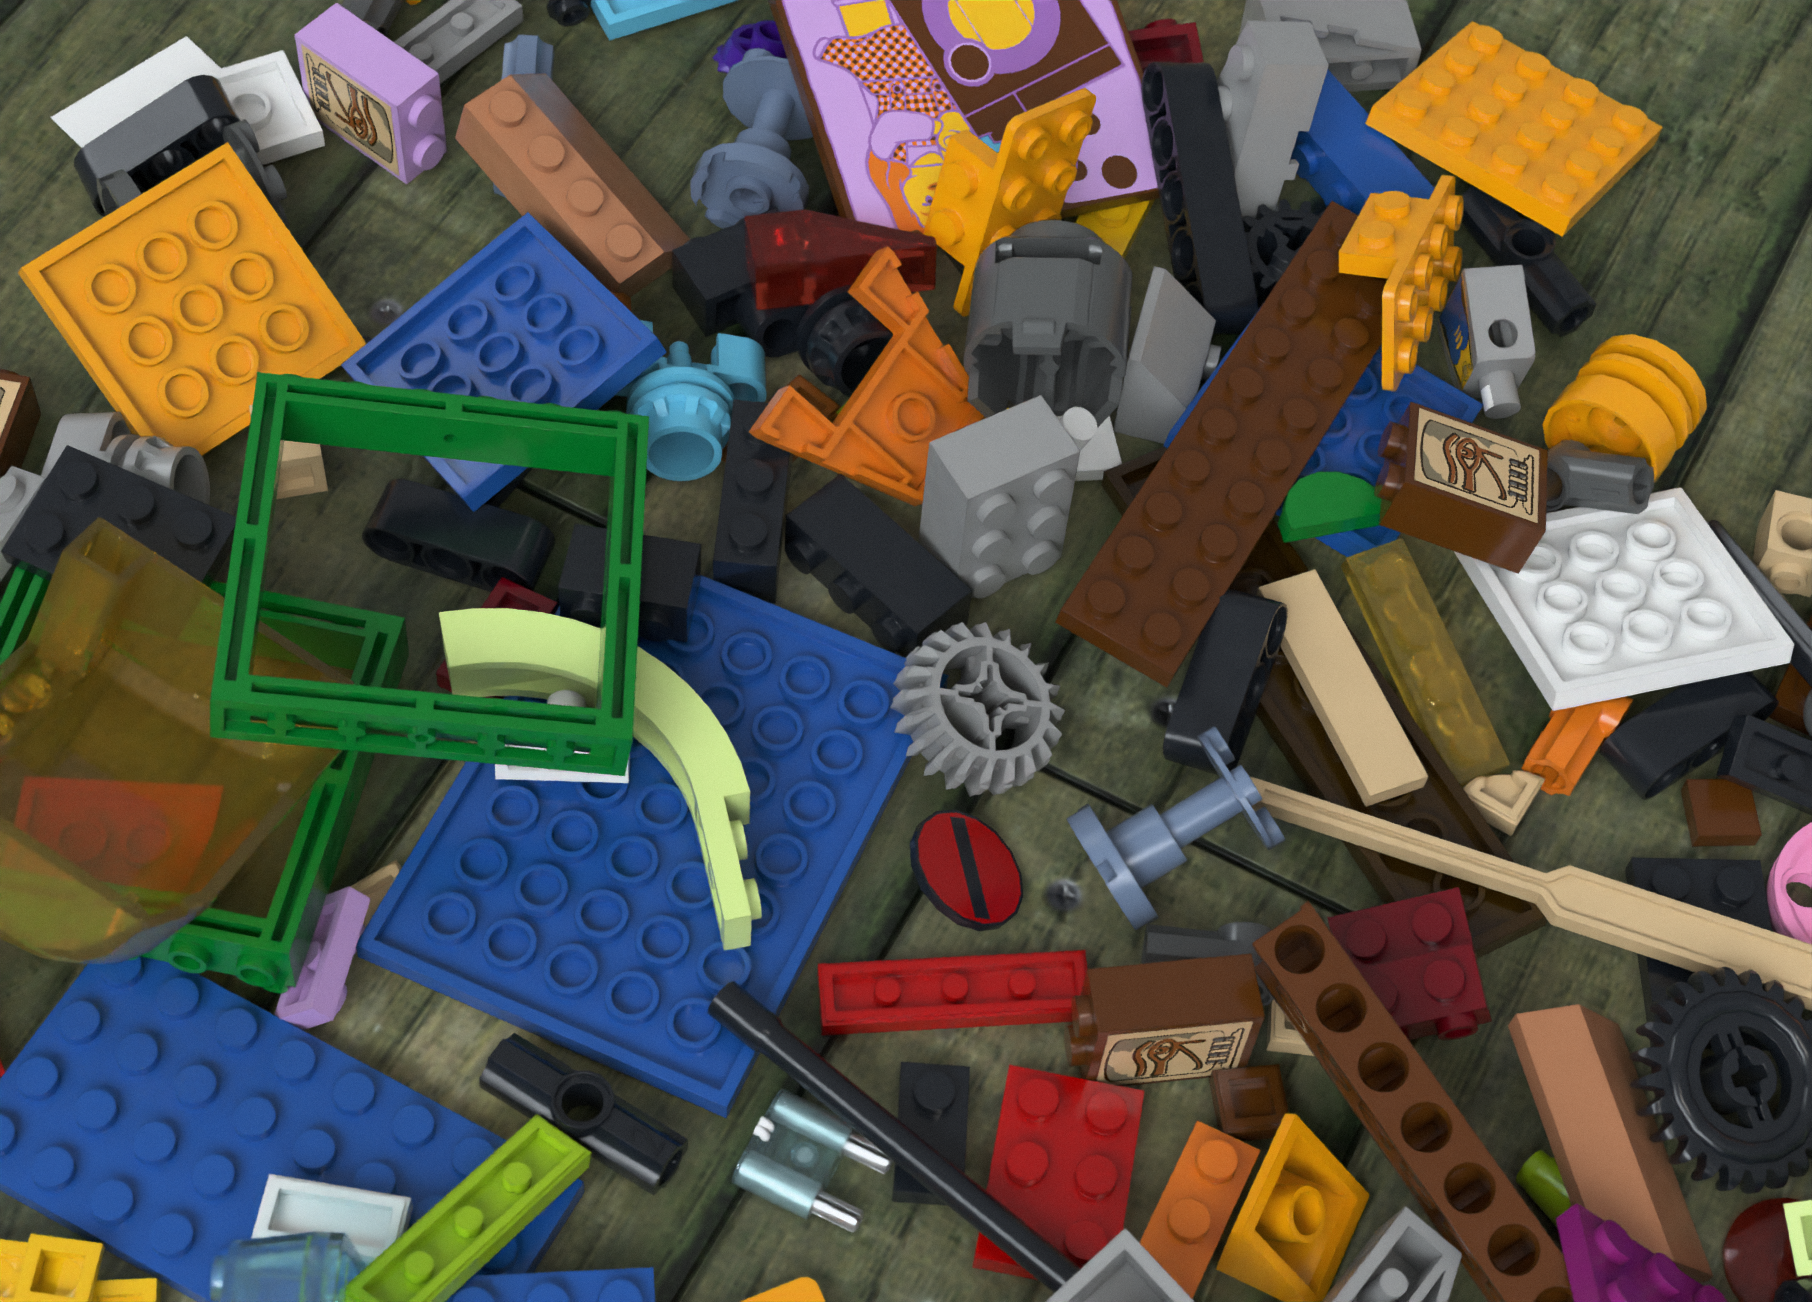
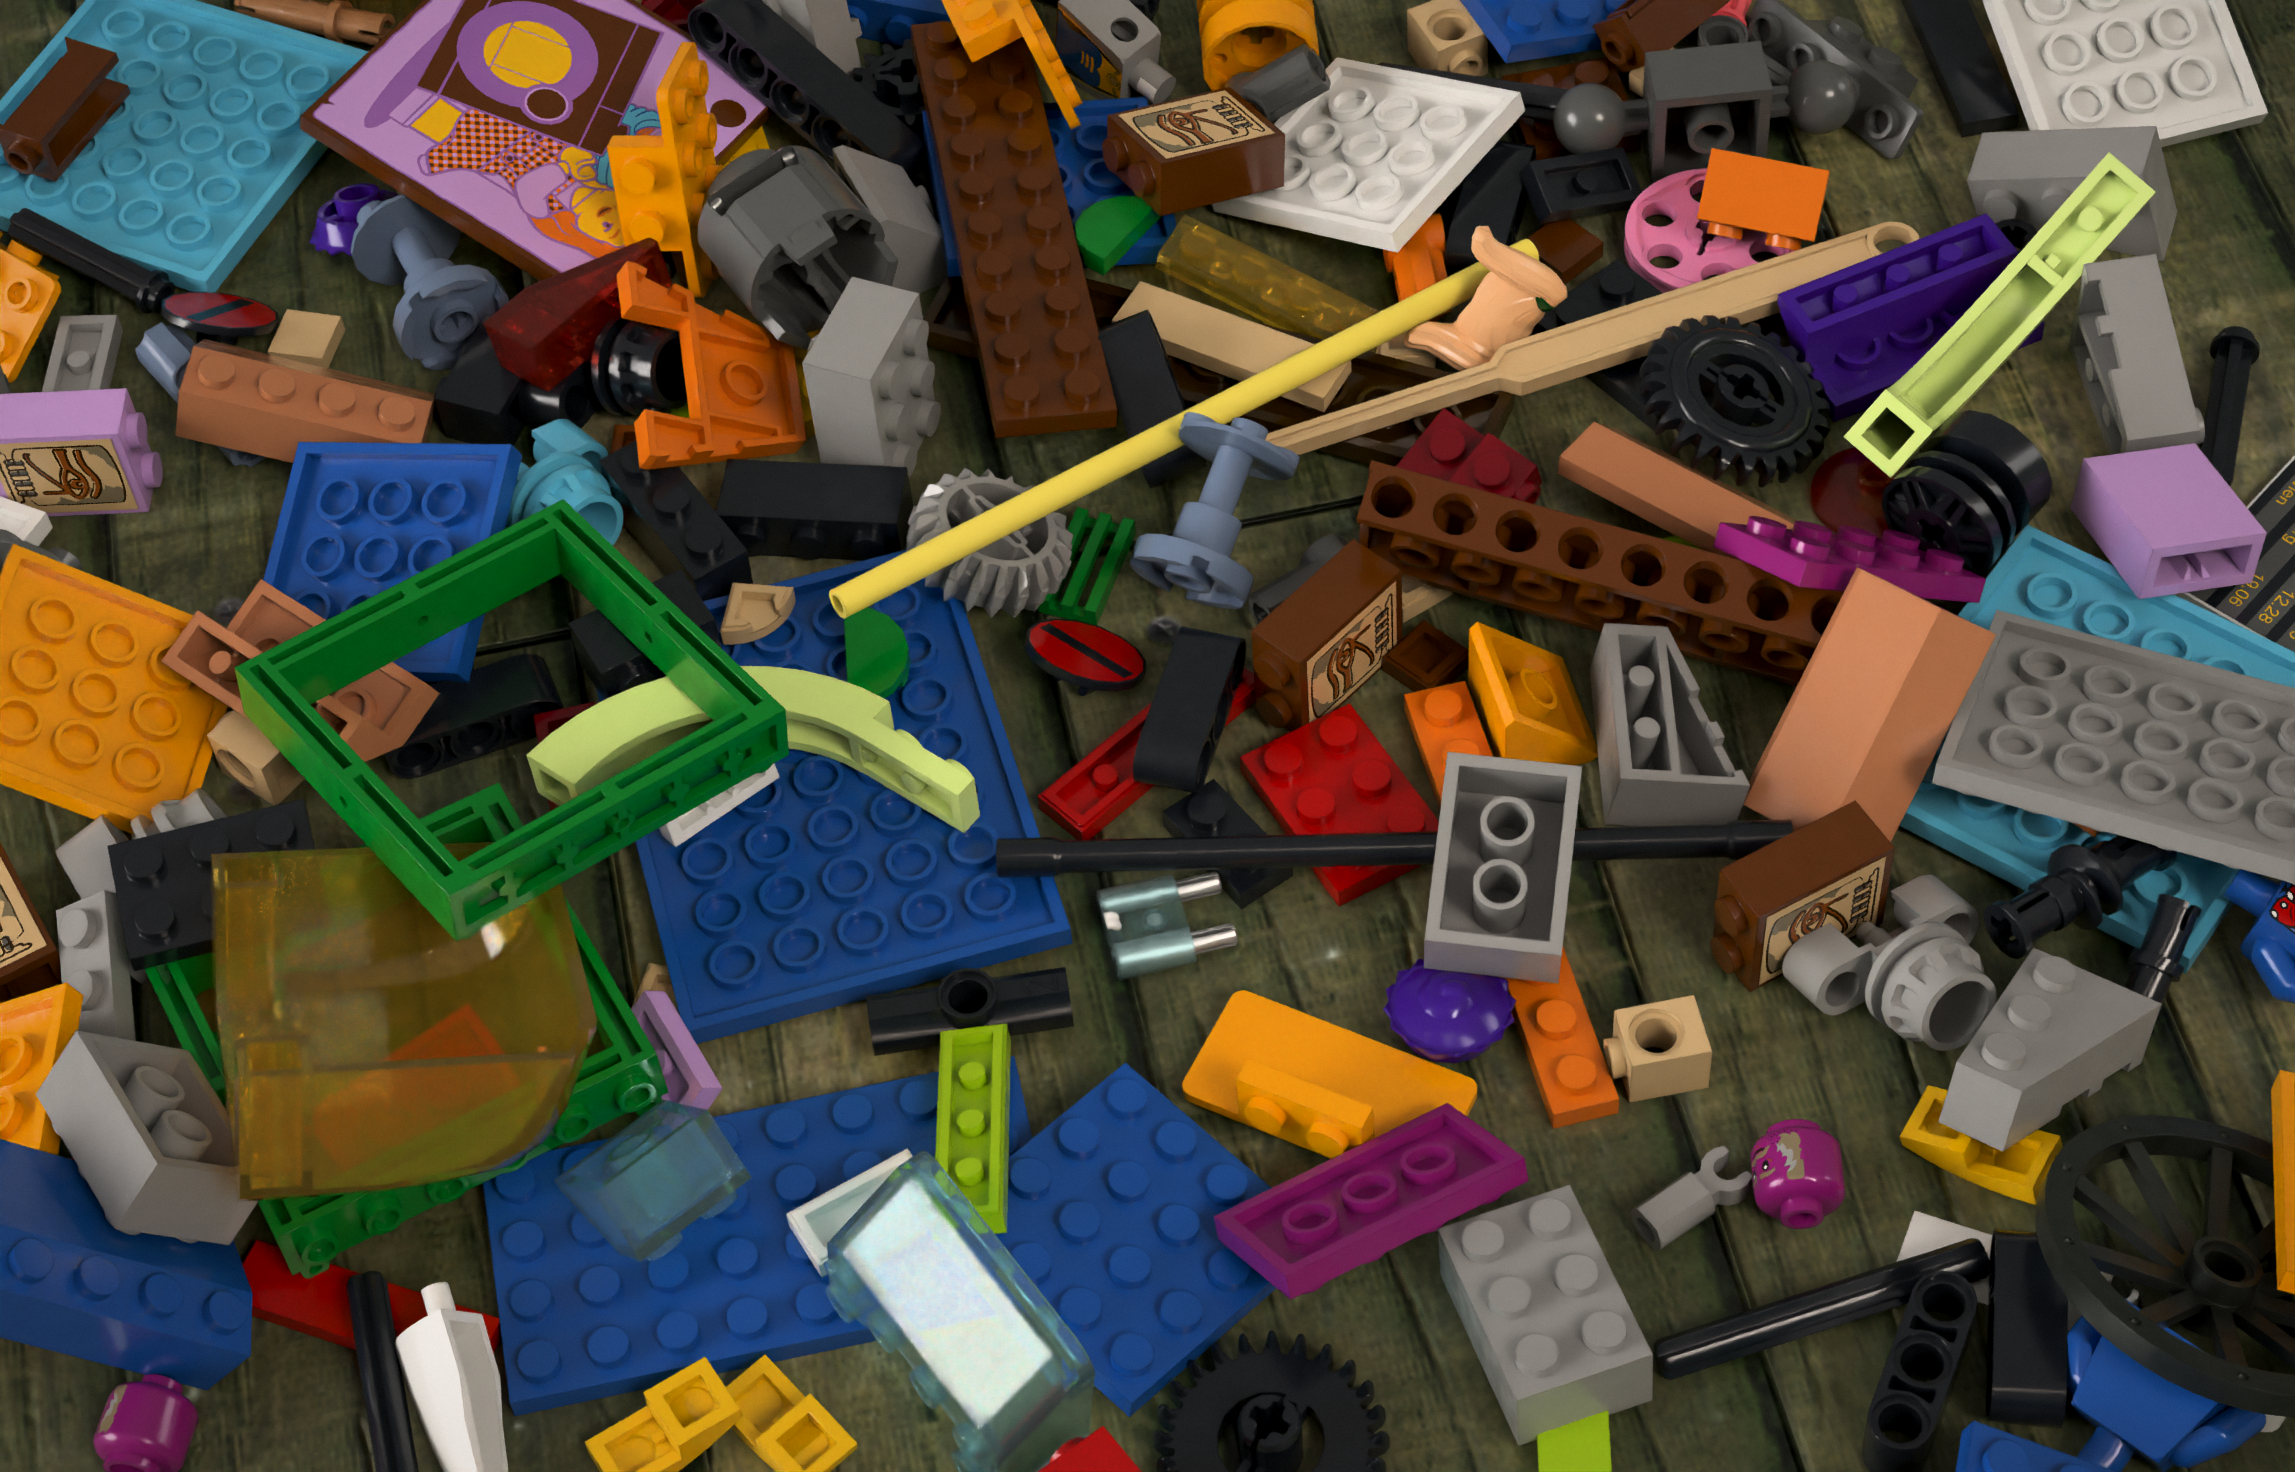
camera: 30 degrees left, 5 degrees down
(198, 1058) = (655, 1179): none -> clear light blue slope
(346, 481) = (367, 714): none -> nougat slope
(592, 60) = (219, 315): none -> piece
(643, 128) = (308, 337): none -> tan tile
(742, 623) = (755, 611): none -> tan tile
(794, 738) = (876, 652): none -> green tile
(996, 991) = (1189, 710): none -> black beam
(1092, 762) = (1098, 529): none -> green tile
(1240, 736) = (1157, 441): none -> light yellow piece
(1598, 834) = (1501, 311): none -> light nougat hair

